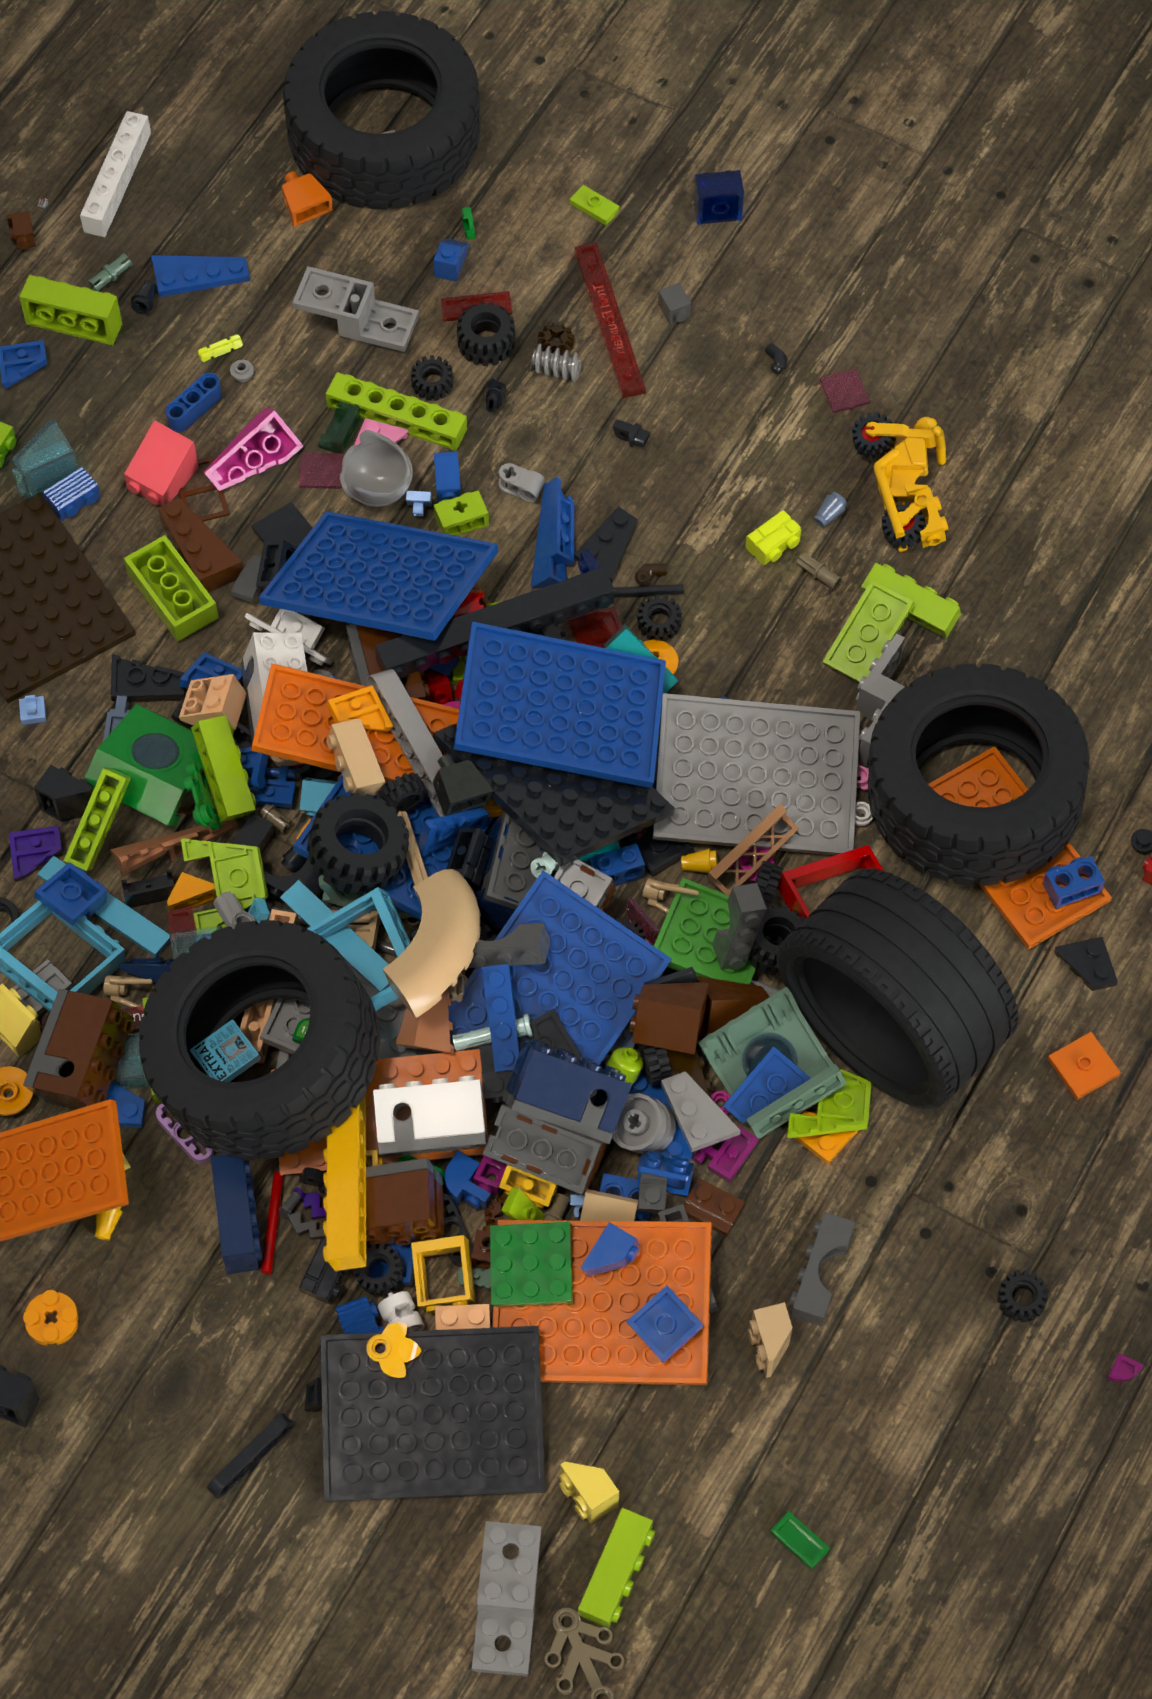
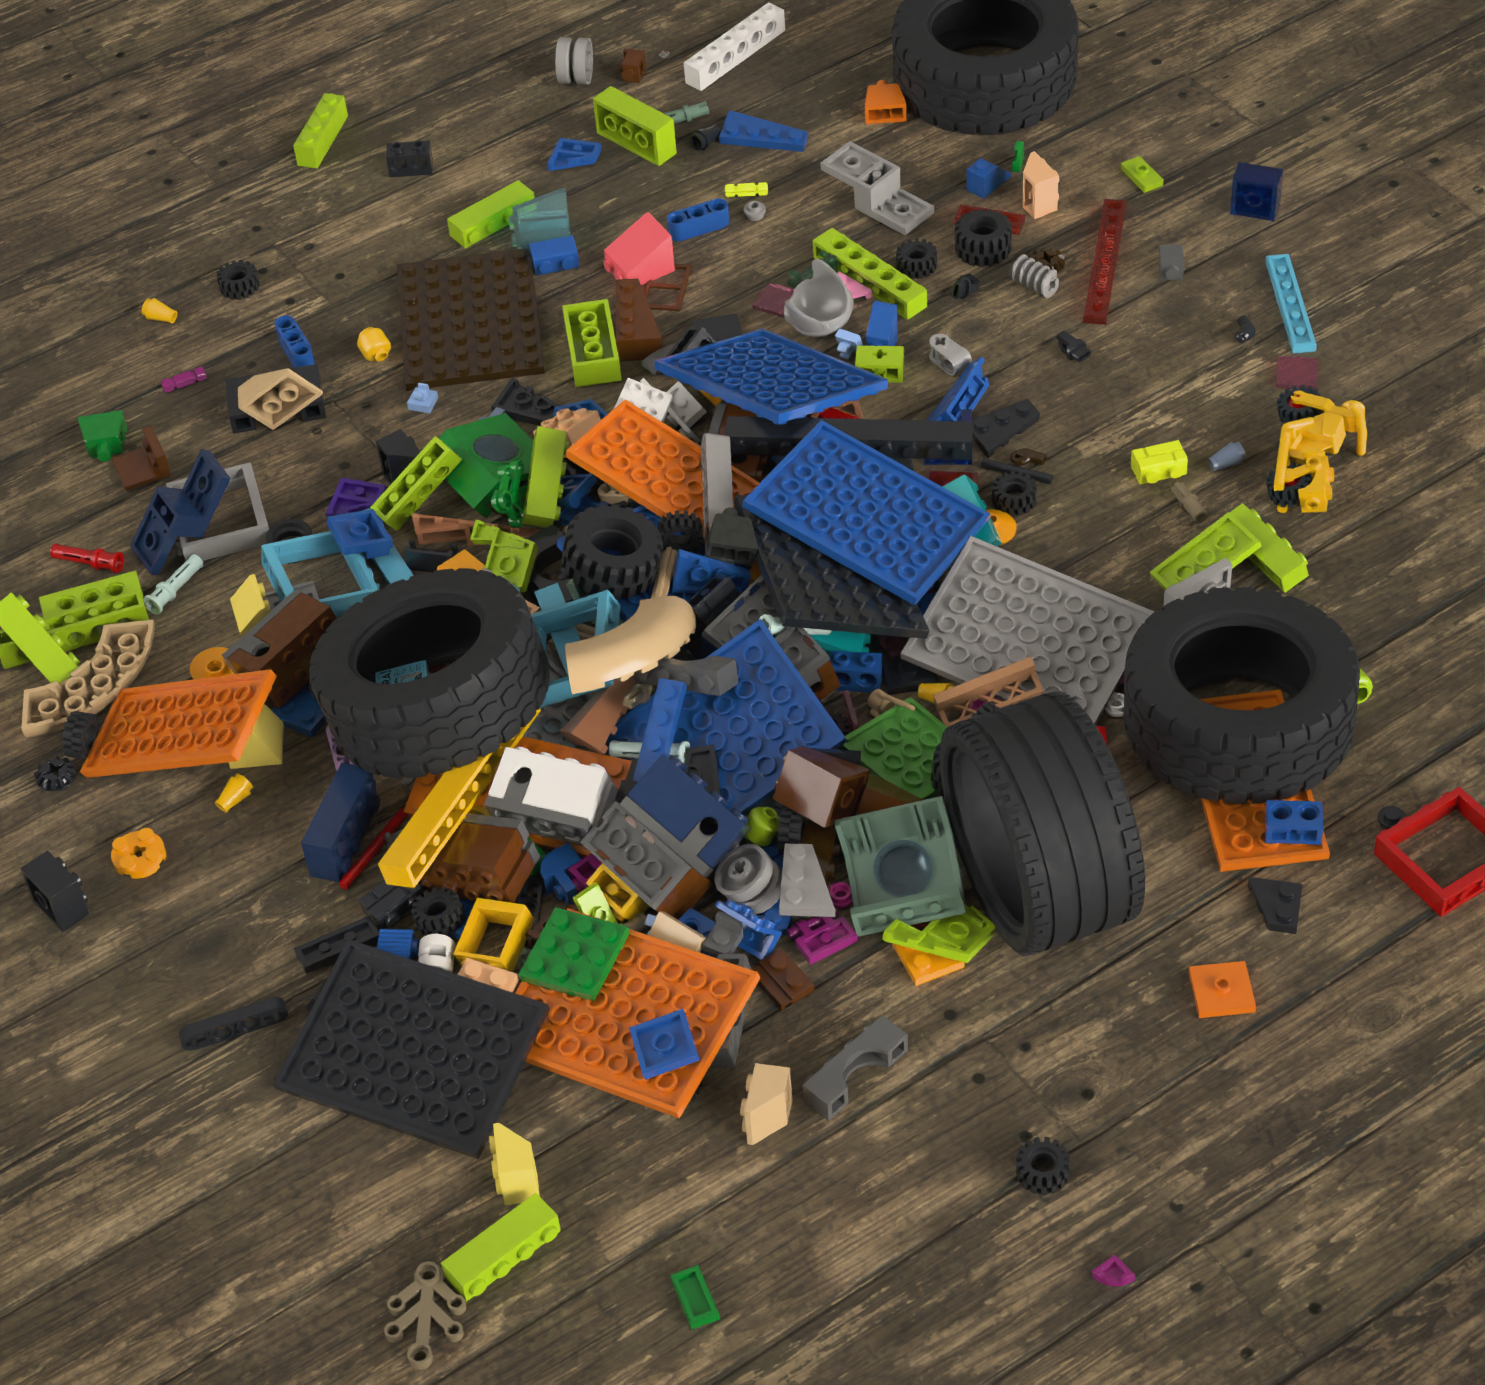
camera: 30 degrees right, 15 degrees down
(256, 448) = (729, 267): dark pink wedge -> none
(299, 1336) = (329, 946): none -> black plate
(355, 758) = (652, 486): tan brick -> none
(363, 705) = (680, 457): light orange wing -> none
(397, 1351) = (407, 974): yellow plate -> none
(506, 1598) = (382, 1229): light grey bracket -> none
(512, 257) = (1039, 187): none -> light nougat slope
(611, 1251) = (647, 963): blue slope -> none
(746, 915) = (925, 732): dark grey arch -> none
(765, 1084) = (886, 882): blue wing -> none
(802, 313) = (1290, 303): none -> medium azure tile

